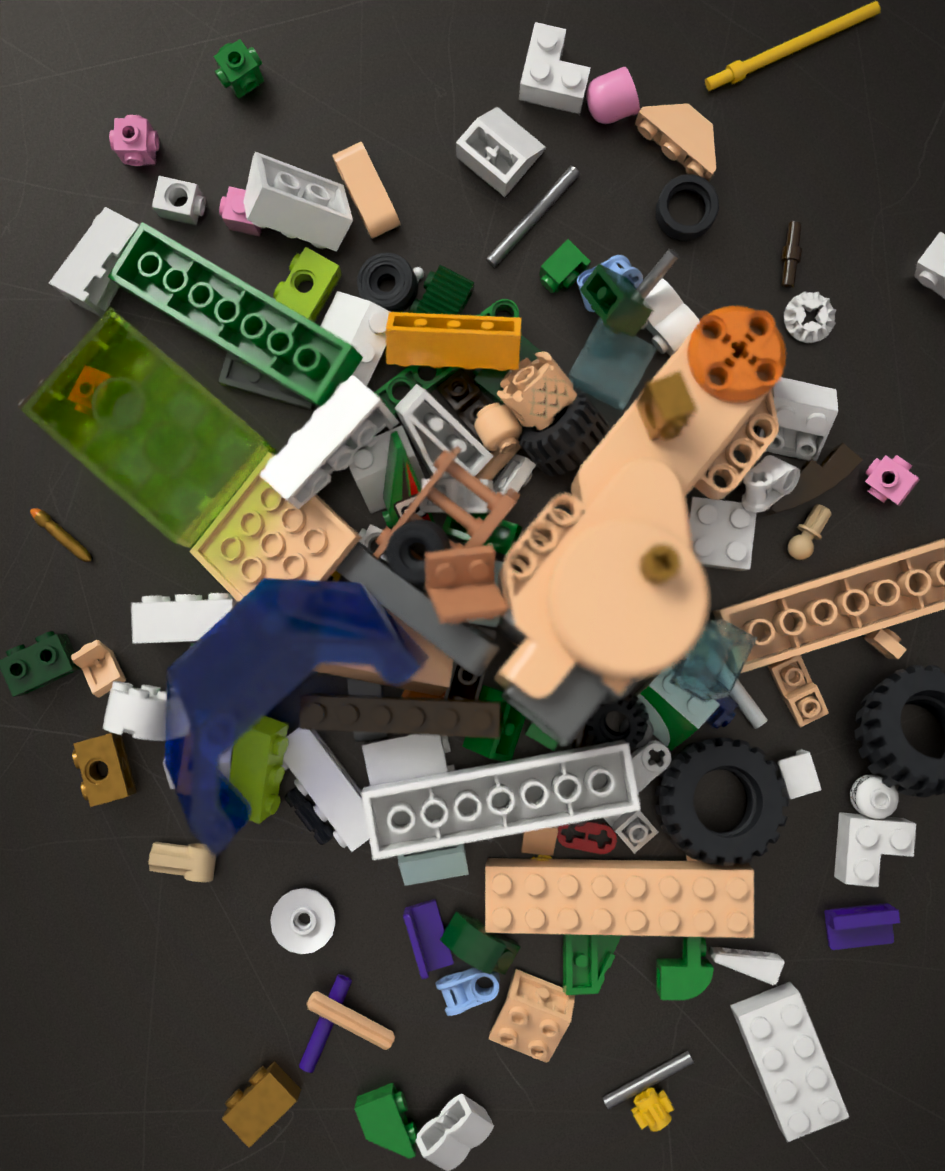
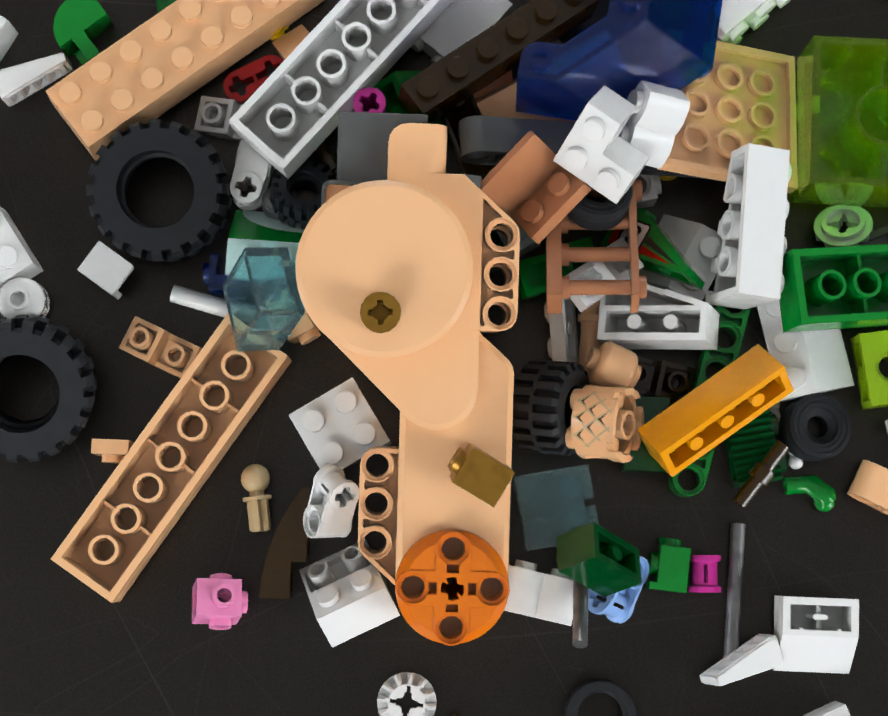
camera: 145 degrees right, 5 degrees down
(257, 418) = (831, 219): none -> gear
(344, 568) = (655, 120): none -> white brick
(400, 574) = (597, 152): none -> white brick
(419, 246) = (815, 487): none -> green arm
(454, 276) = (761, 474): none -> dark brown bar
(525, 751) = (367, 99): none -> dark pink bush
(551, 240) = (711, 574): none -> dark pink bush
(561, 164) = (751, 658): none -> white slope

